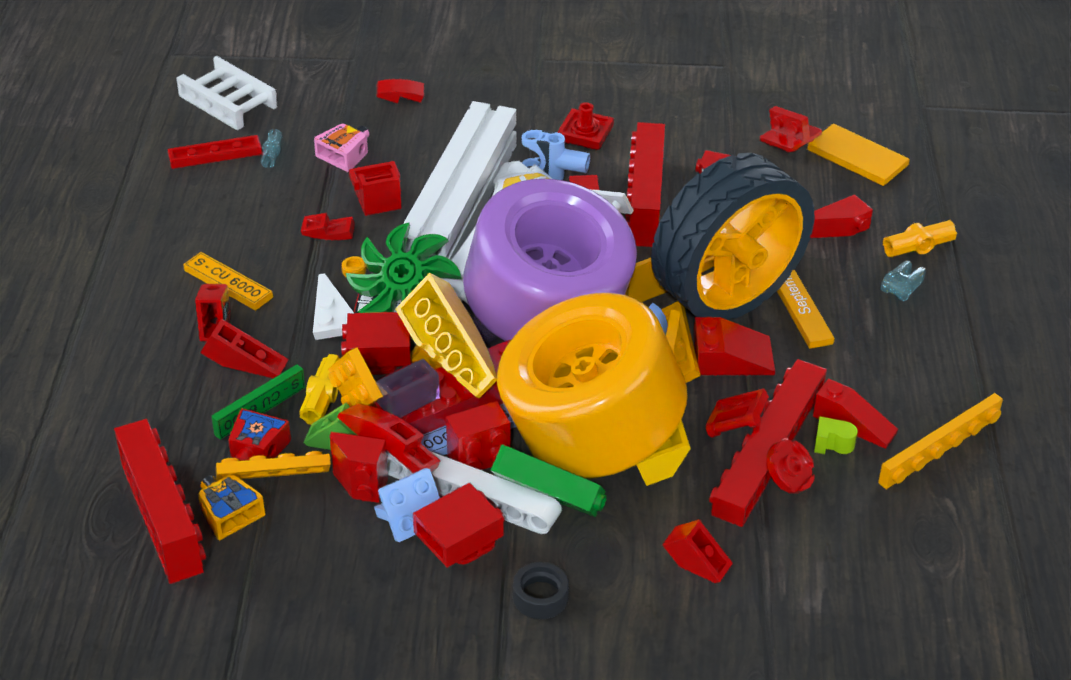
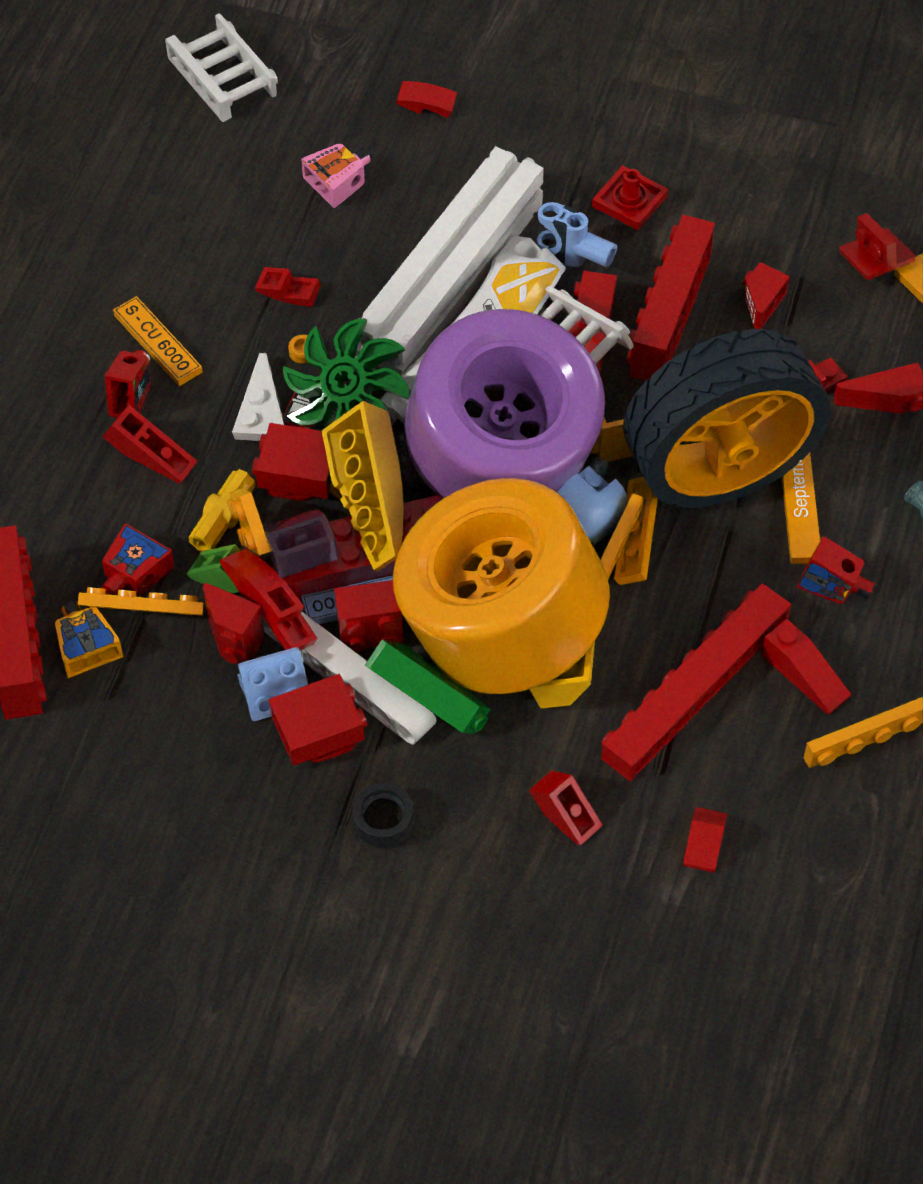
camera: 15 degrees right, 15 degrees up
(214, 151) = (188, 151): red tile -> none
(260, 399) = (151, 512): green tile -> none
(271, 148) = (253, 159): clear light blue pin -> none
(377, 187) = (357, 242): red plate -> none
(731, 348) = (696, 549): red slope -> none
(737, 412) = (667, 630): red plate -> none
(790, 466) = (705, 721): red tile -> none
(824, 557) = (705, 839): none -> red slope
(835, 435) = (772, 689): lime leg -> none
(850, 344) = (834, 573): none -> red torso

